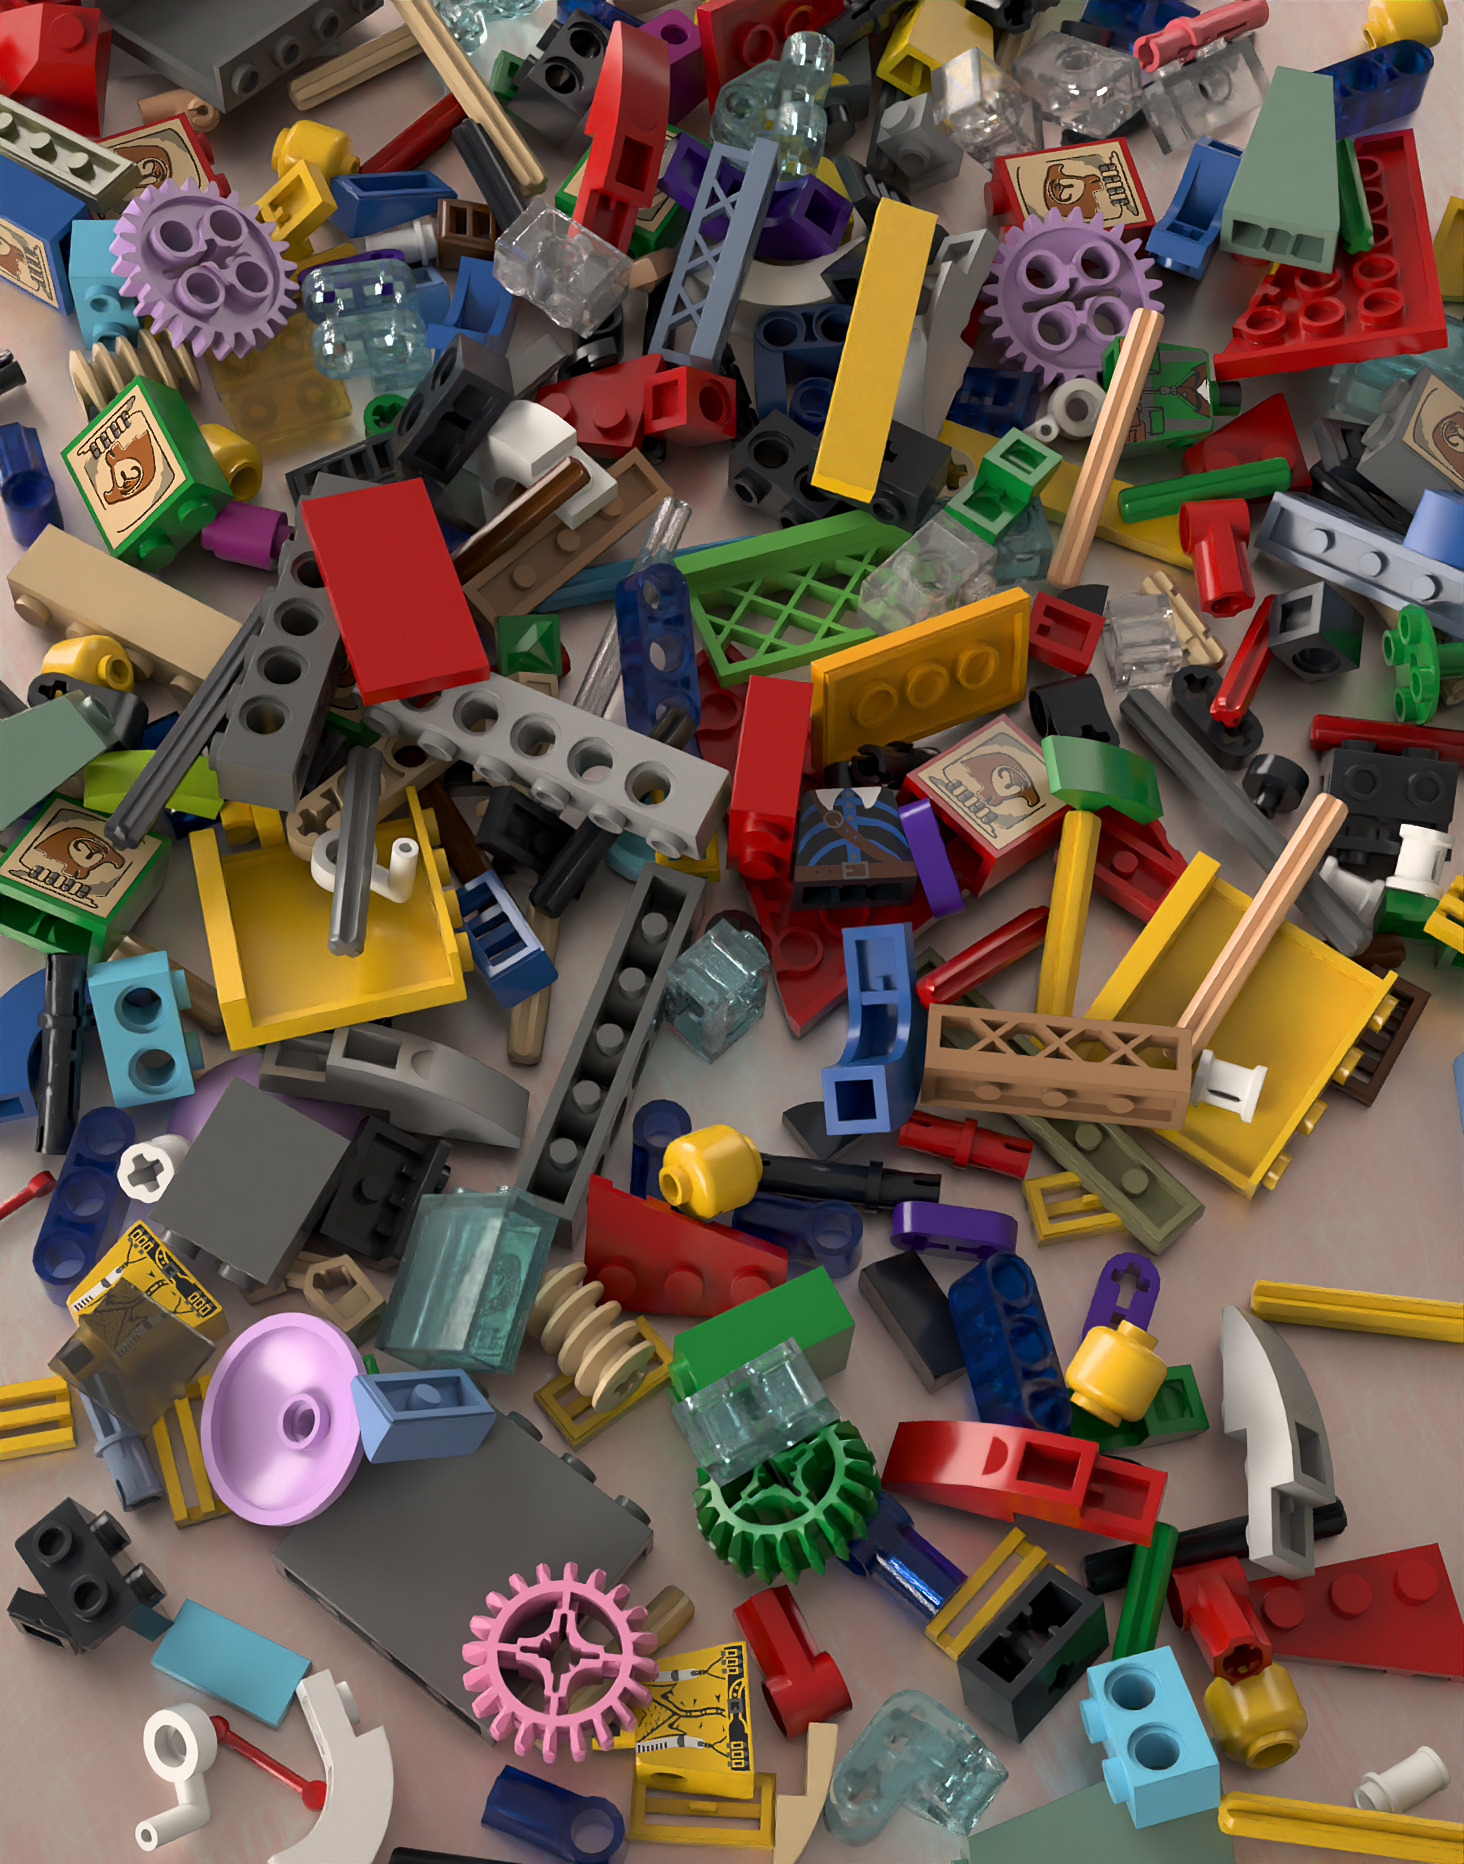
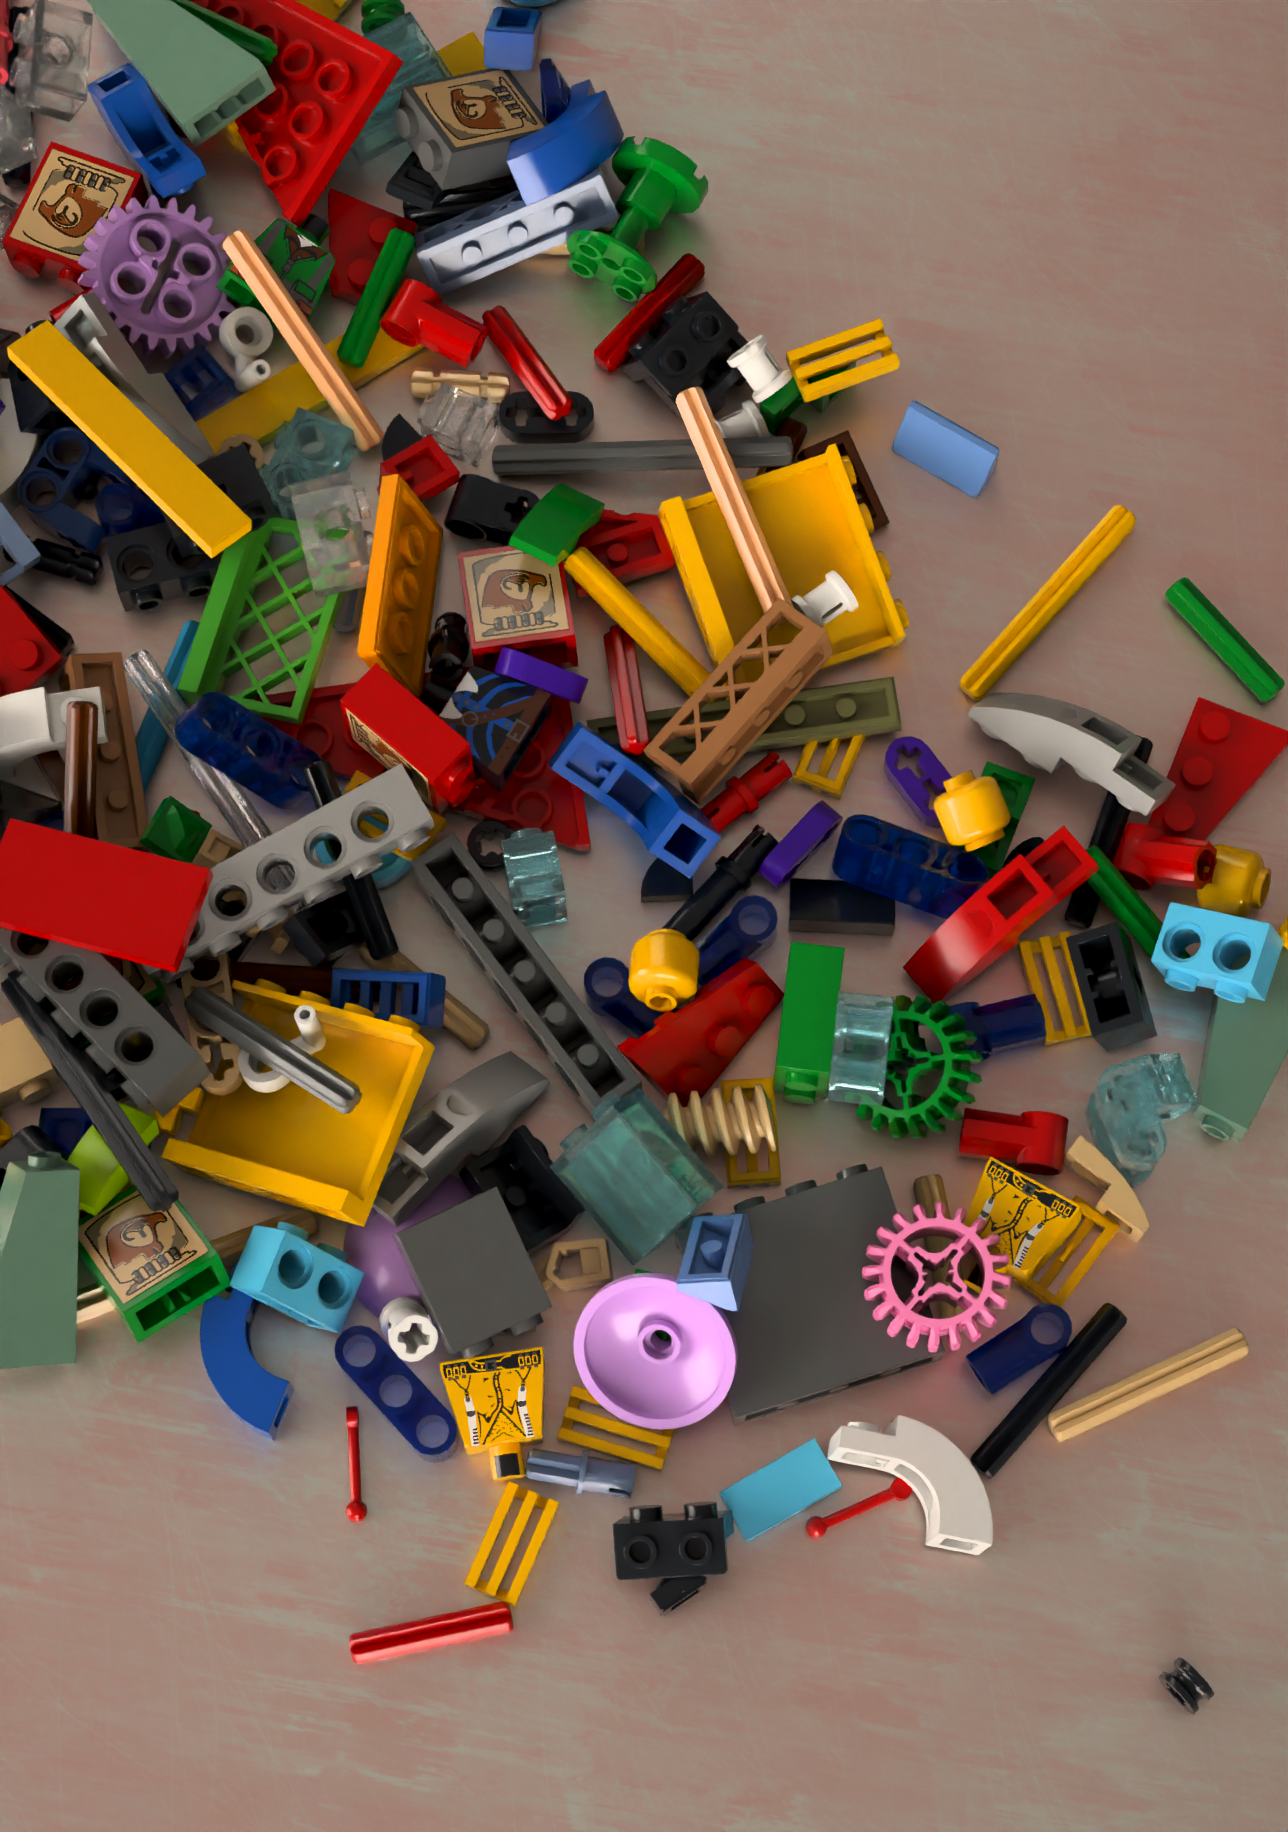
camera: 50 degrees left, 10 degrees up
(62, 1041) = (262, 1330): black pin -> none
(132, 1357) = (538, 1426): clear smoke piece -> none
(179, 1748) = (818, 1554): white plate -> none
(689, 407) = (57, 595): red brick -> none
(1005, 486) = (287, 431): green slope -> none
(1275, 784) = (627, 416): black tile -> none
(1316, 632) = (538, 307): black brick -> none

